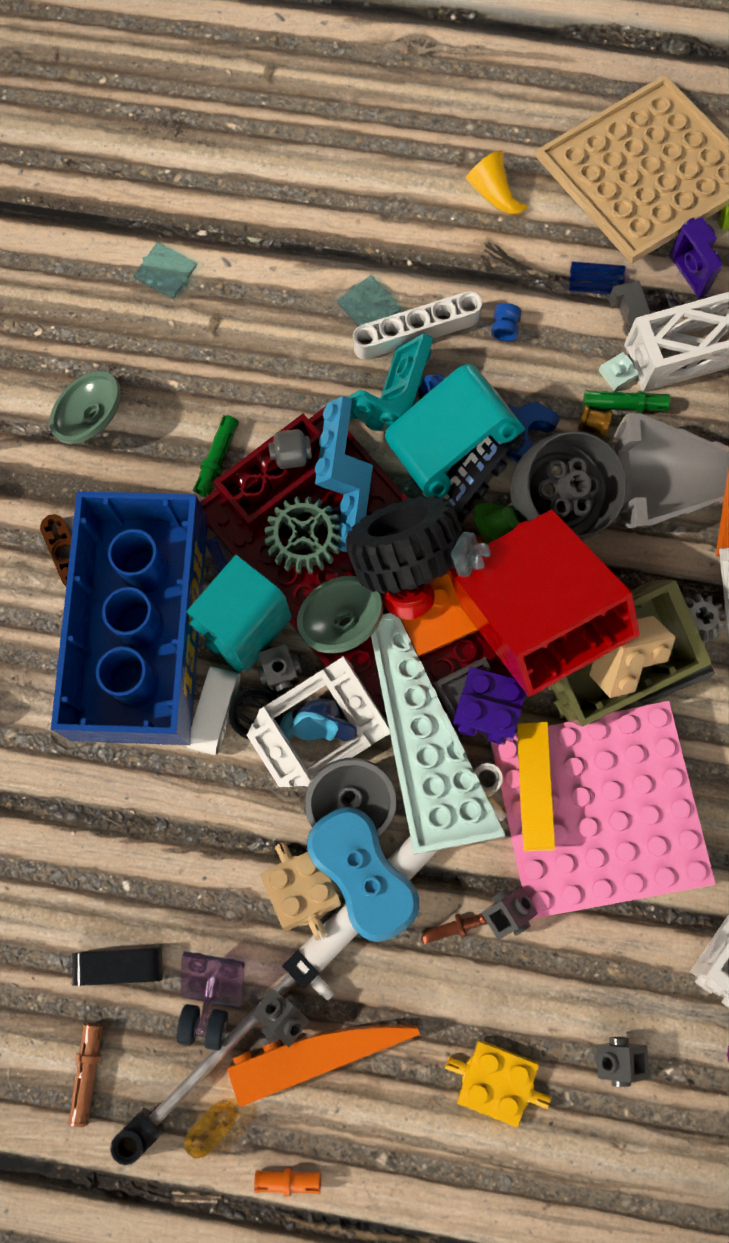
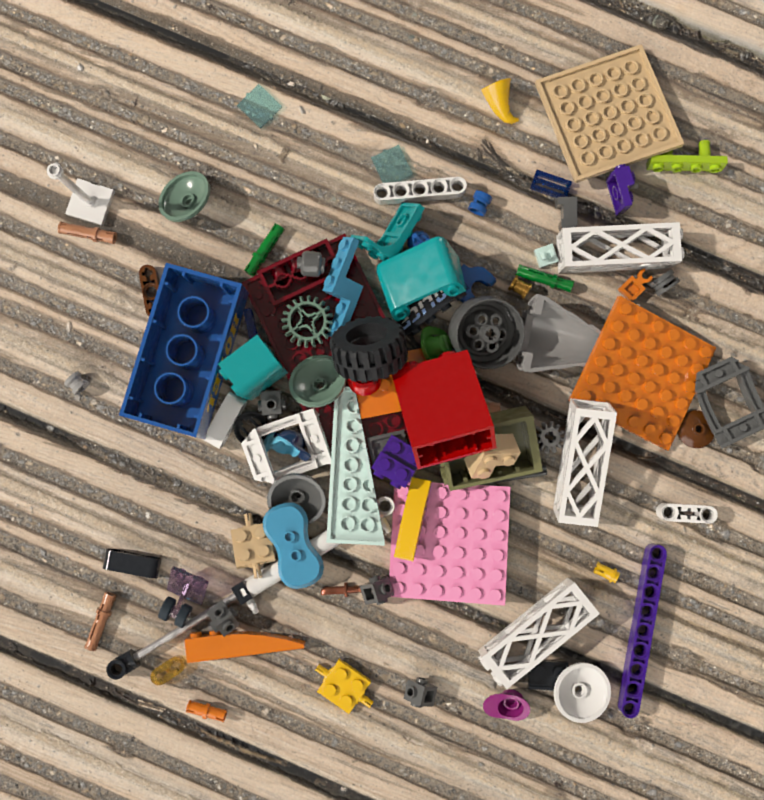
camera: 10 degrees right, 10 degrees up
(467, 554) = (404, 367): clear light blue tile -> none

